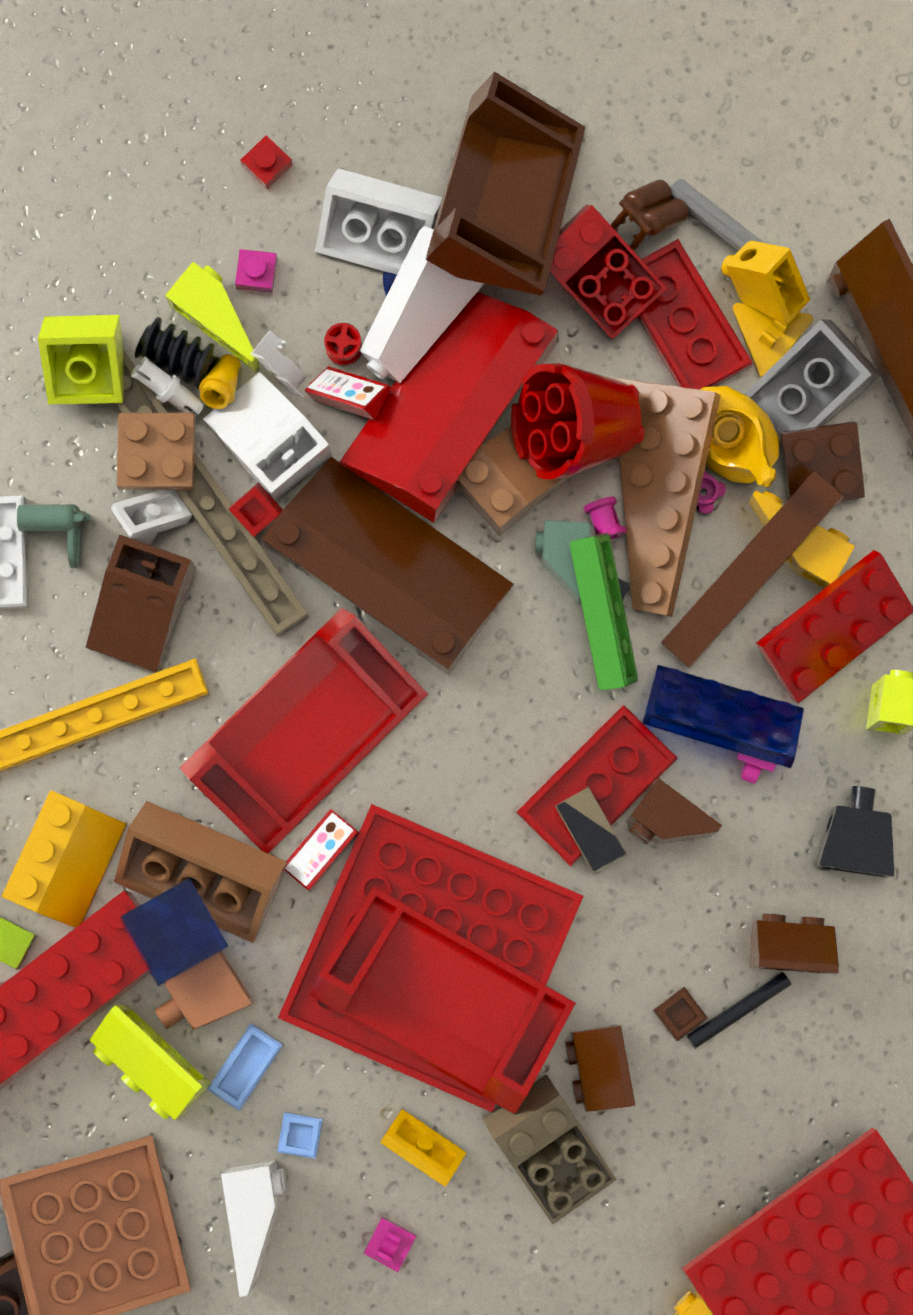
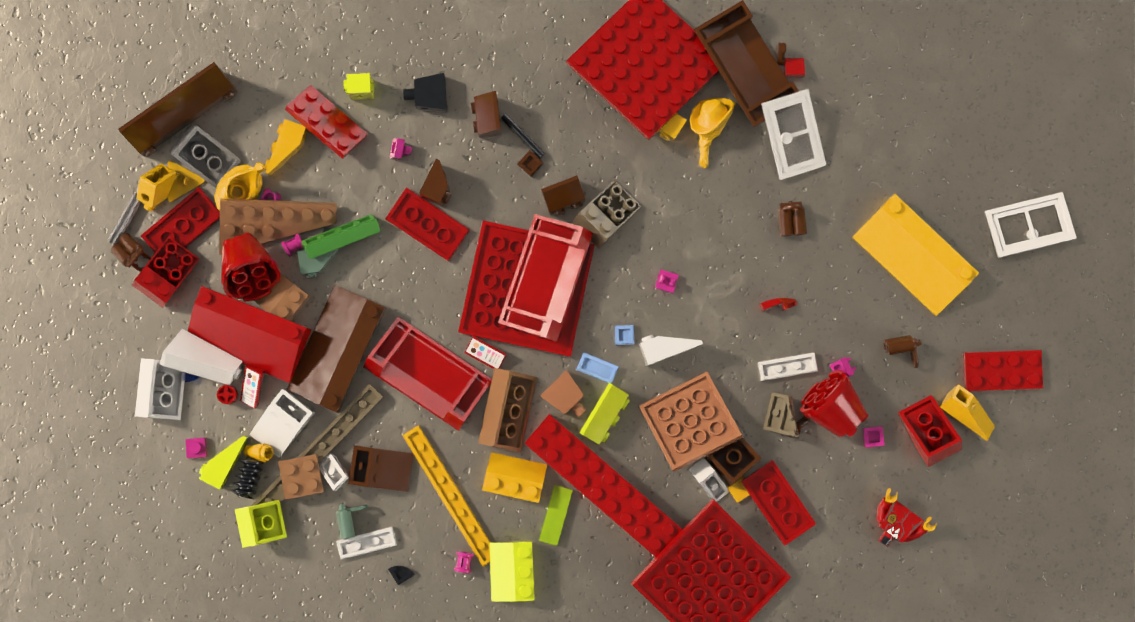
camera: 105 degrees left, 5 degrees up
(167, 387) = (267, 478): white pin -> none
(173, 932) = (539, 413): clear blue plate -> none
(256, 509) = (321, 419): red plate -> none
(266, 162) = (137, 454): red plate -> none
(276, 362) = (243, 425): white piece -> none
(423, 1147) = (618, 274): yellow plate -> none
(506, 189) = (132, 325): reddish brown slope -> none
(590, 830) = (450, 222): black tile -> none
(724, 716) = (381, 168): clear blue plate -> none
(752, 569) = (305, 167): reddish brown tile -> none
(828, 451) = (245, 142): reddish brown plate -> none

